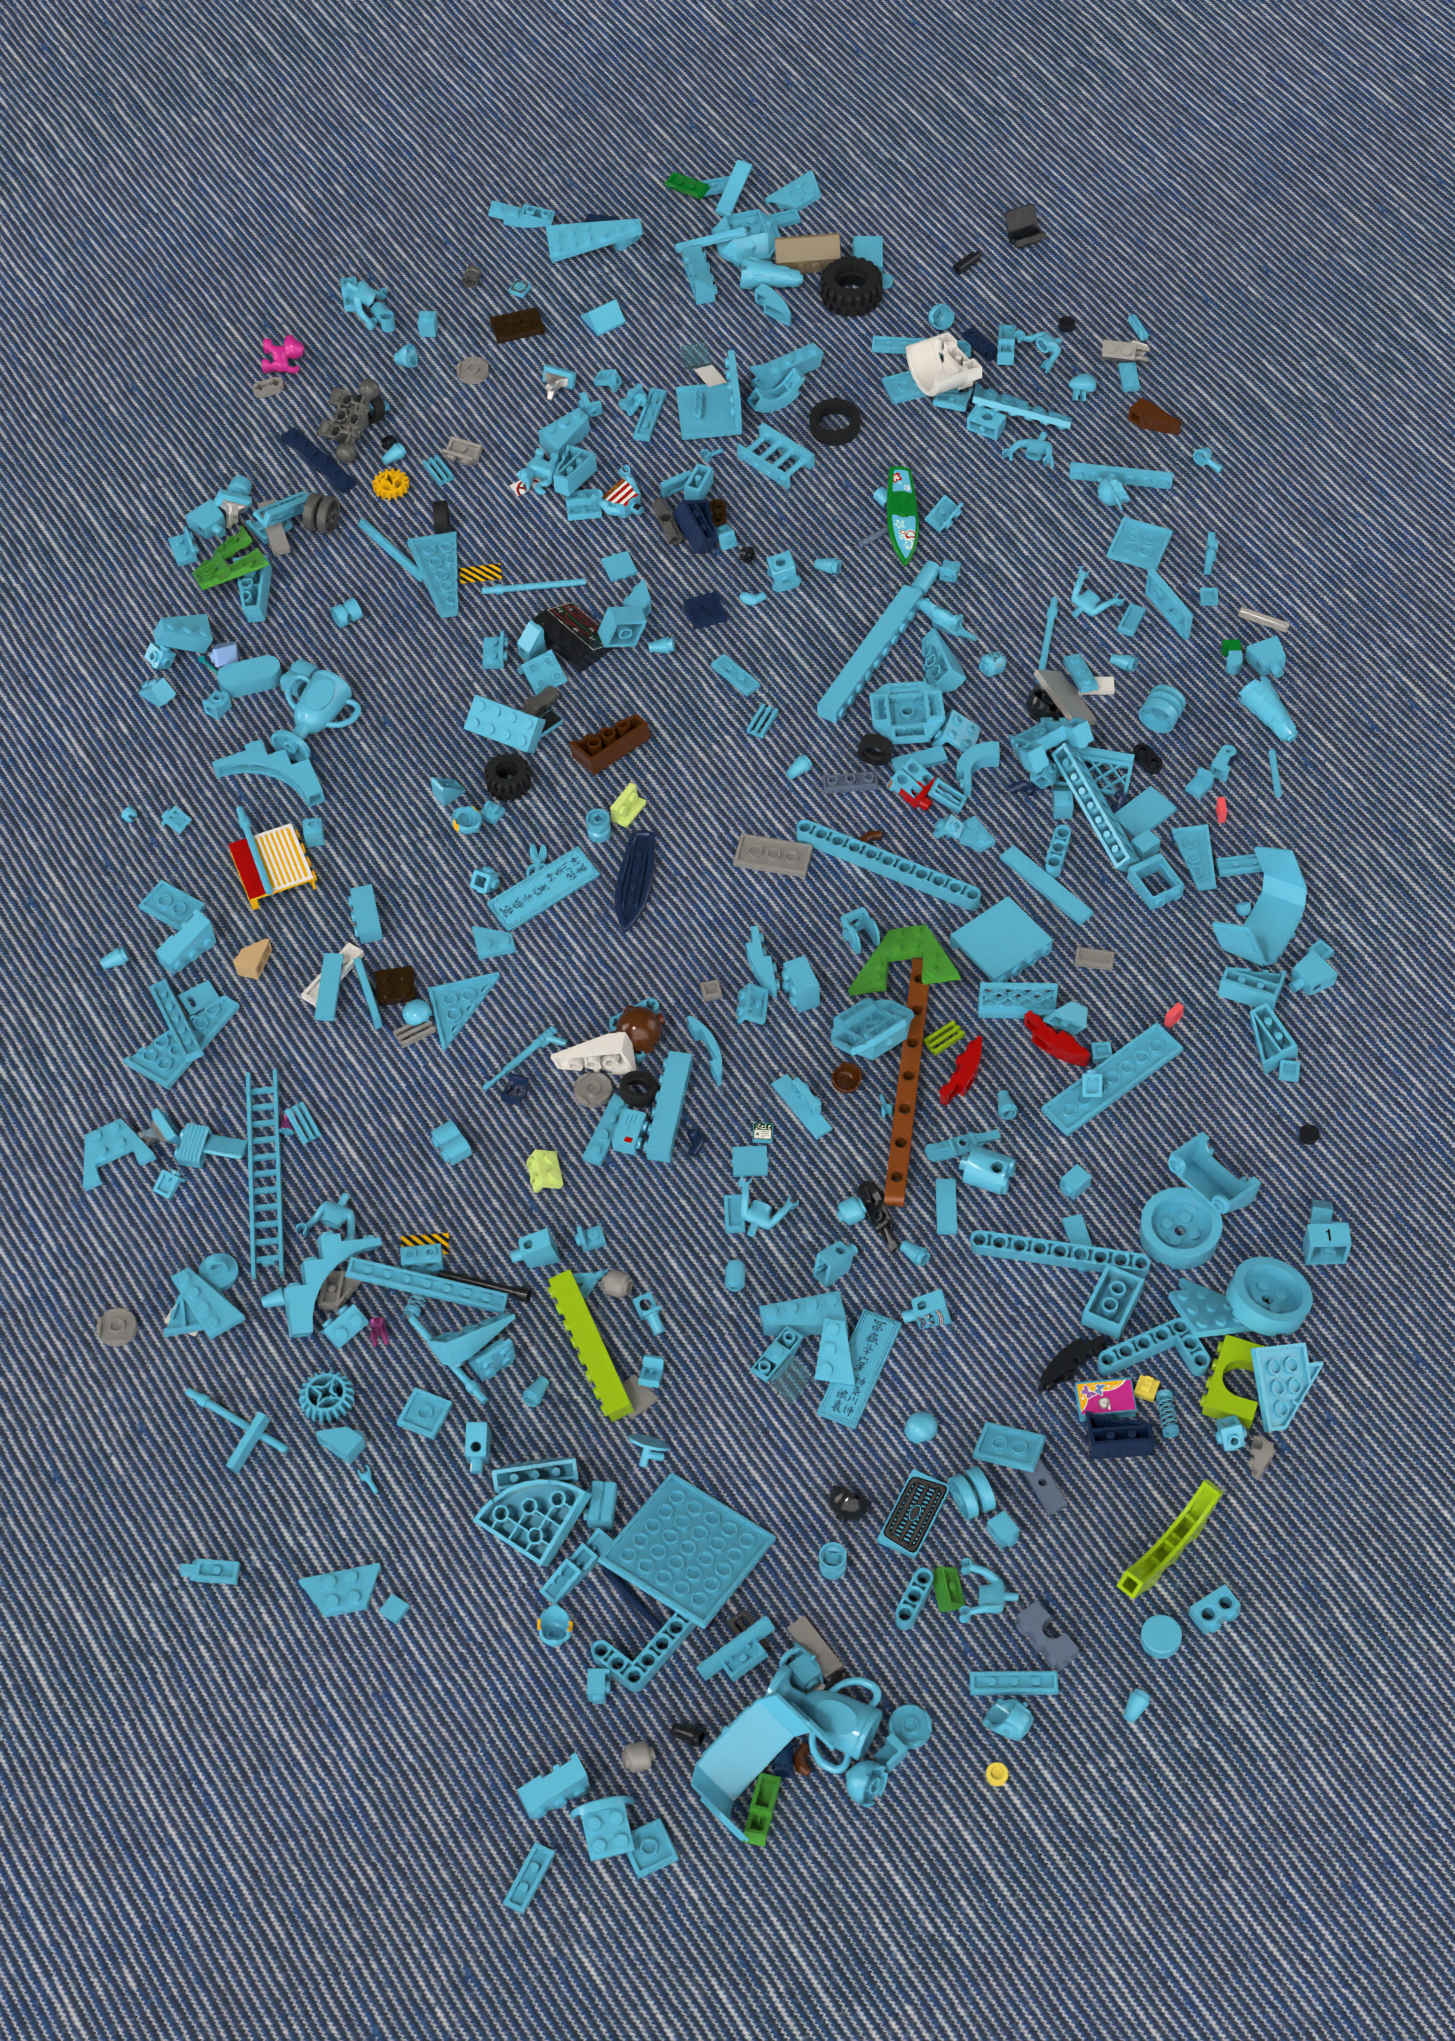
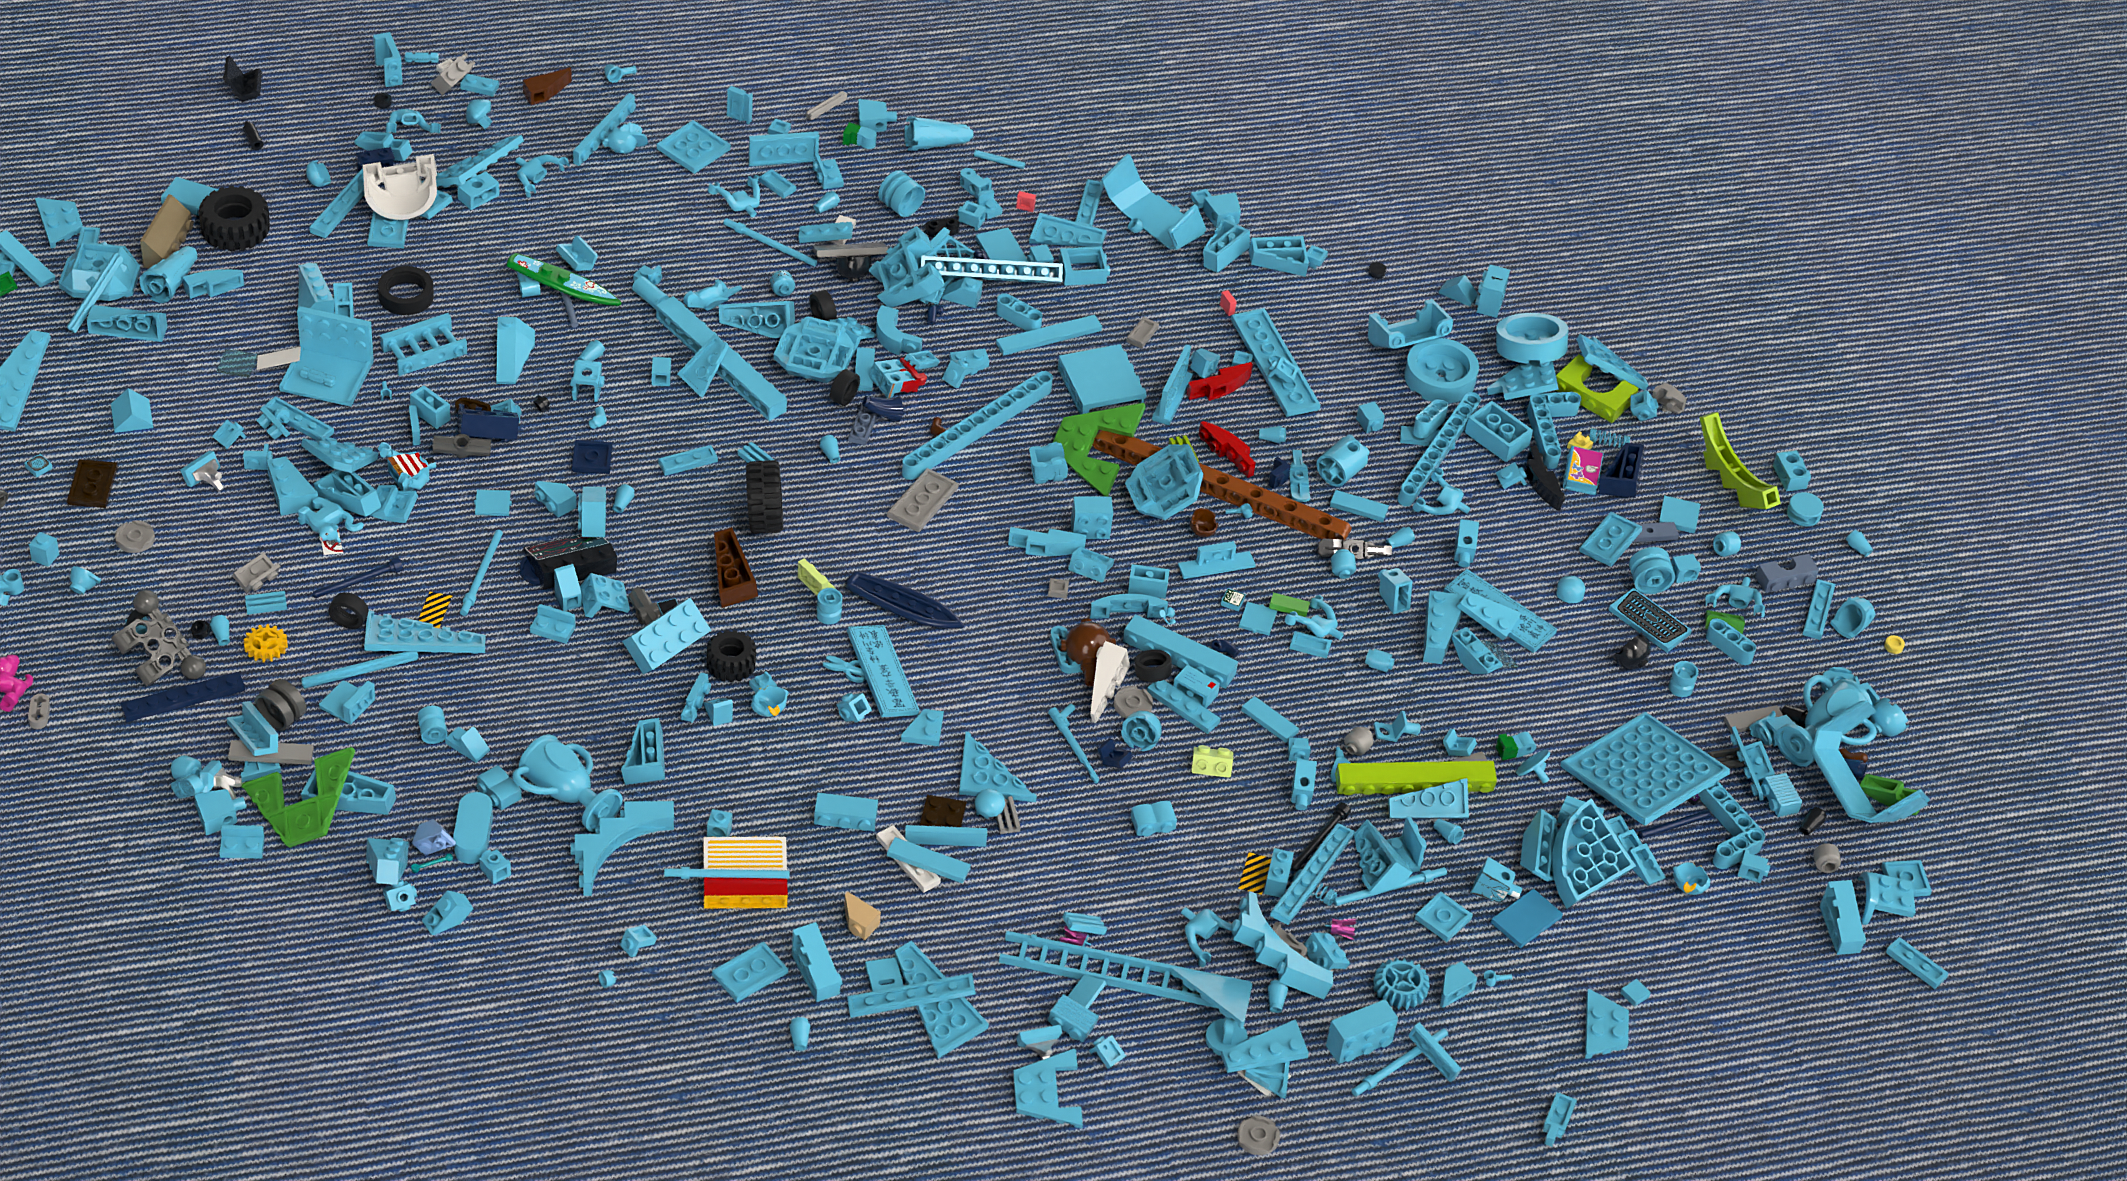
camera: 80 degrees left, 10 degrees down
(209, 490) = (187, 786): none -> medium azure beam
(247, 1374) = (1361, 1031): none -> medium azure brick
(252, 1250) = (1227, 994): none -> medium azure tile
(340, 643) = (468, 743): none -> medium azure slope
(351, 555) = (348, 701): none -> medium azure bracket
(372, 757) = (646, 754): none -> medium azure wedge
(451, 770) = (696, 697): none -> medium azure hinge
(453, 1488) = (1526, 918): none -> dark azure tile
(512, 529) = (393, 565): none -> dark blue piece
(554, 1102) = (1141, 730): none -> medium azure cylinder
(562, 1367) = (1437, 802): none -> medium azure wing
(608, 448) = (340, 455): none -> medium azure wing
(619, 1204) = (1270, 719): none -> medium azure tile
(673, 1423) = (1515, 745): none -> leg
(696, 744) = (764, 496): none -> black tyre
(711, 1693) = (1781, 794): none -> medium azure brick
(721, 1086) = (1161, 613): none -> medium azure piece
(743, 1054) = (1148, 581): none -> medium azure brick
(776, 1181) = (1288, 604): none -> bright green tile
(808, 510) = (513, 348): none -> medium azure wedge
(830, 618) = (661, 371): none -> medium azure brick
(846, 641) = (703, 365): none -> medium azure wing
(867, 789) = (886, 407): none -> dark blue piece
(951, 1125) = (1280, 473): none -> dark blue bracket
(971, 700) = (822, 305): none -> black tyre
(993, 1280) = (1449, 497): none -> medium azure piece
(1059, 1332) = (1511, 475): none -> medium azure bracket
(1061, 1564) = (1727, 543): none -> medium azure head
(1089, 1509) = (1681, 512): none -> medium azure tile
(1097, 1233) = (1430, 418): none -> medium azure beam
(1111, 306) = (388, 55): none -> medium azure panel
(1167, 649) = (827, 173): none -> medium azure bracket
(1174, 774) = (972, 214): none -> medium azure brick

